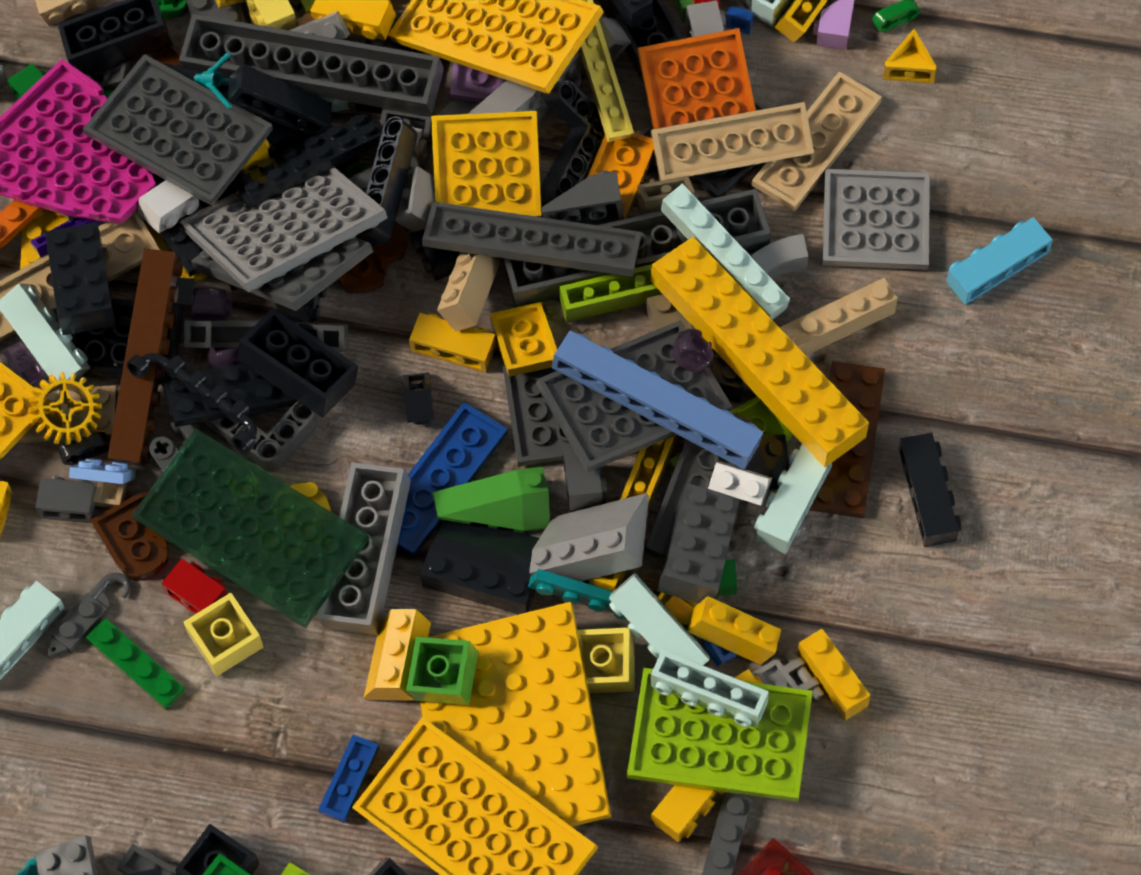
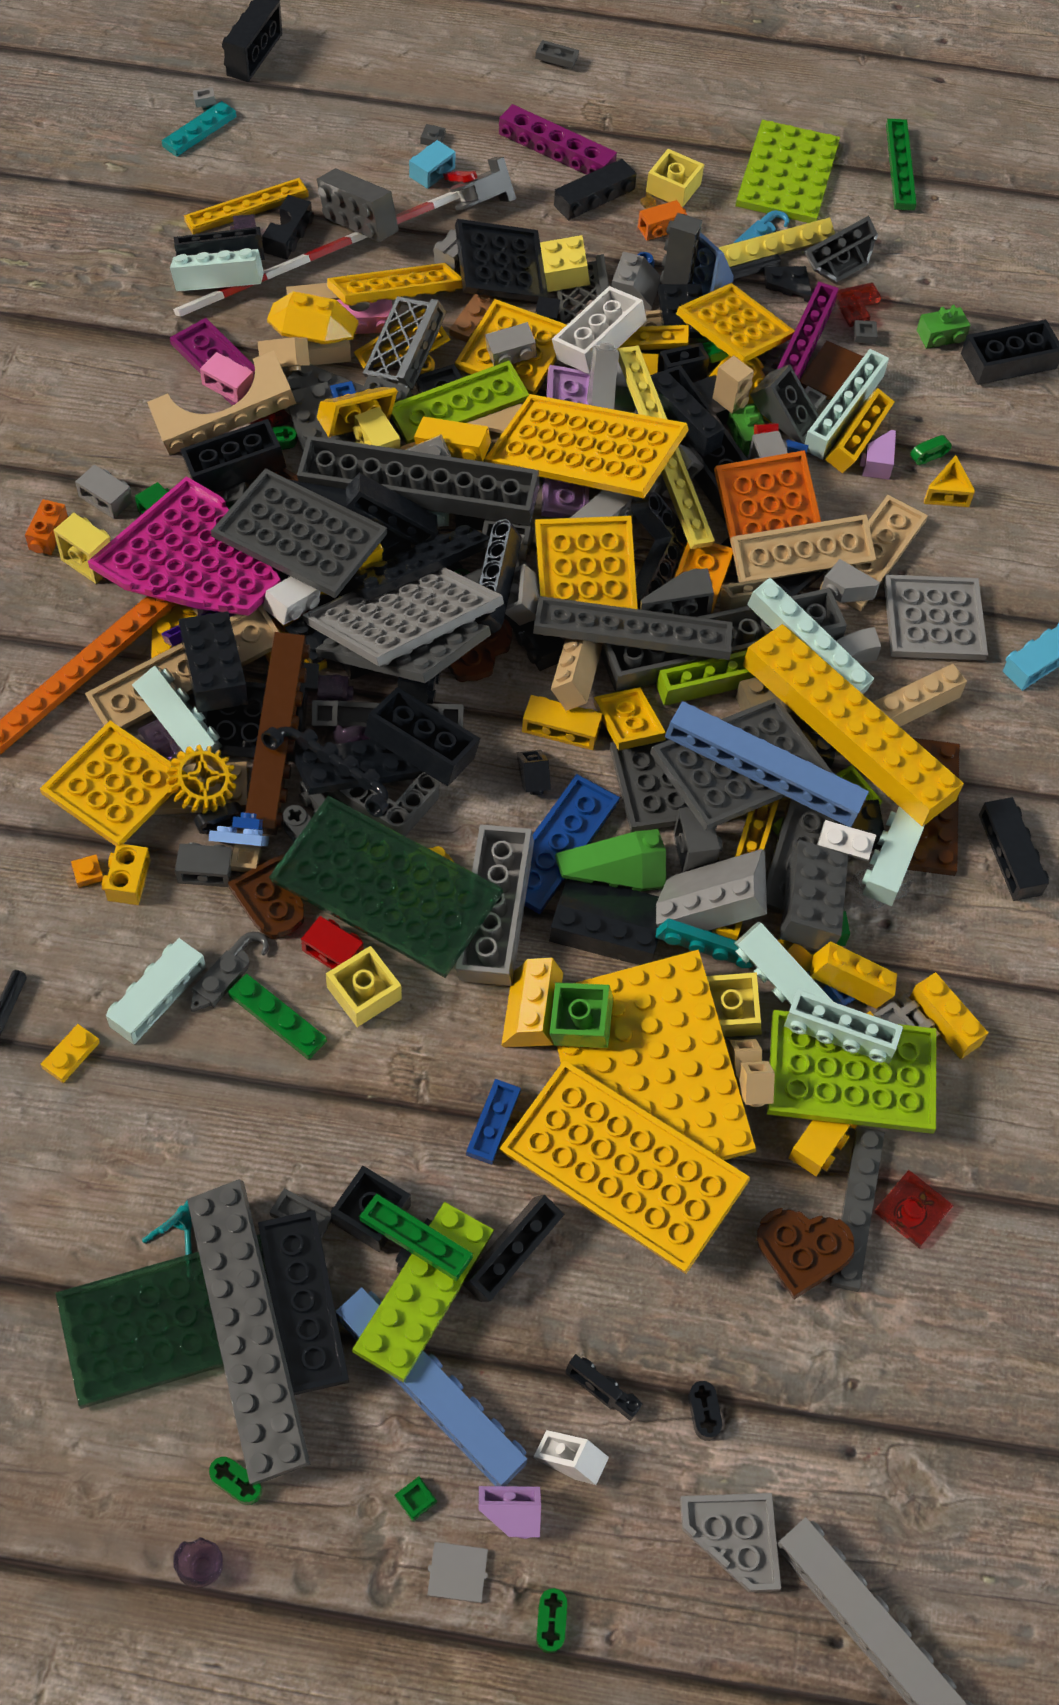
camera: 10 degrees left, 5 degrees down
(110, 456) = (247, 821): none -> blue plate
(213, 79) = (330, 489): teal plant -> none
(613, 733) = (752, 1074): none -> tan arch
(692, 351) = (792, 722): hair -> none
(779, 182) = (849, 583): none -> light grey slope

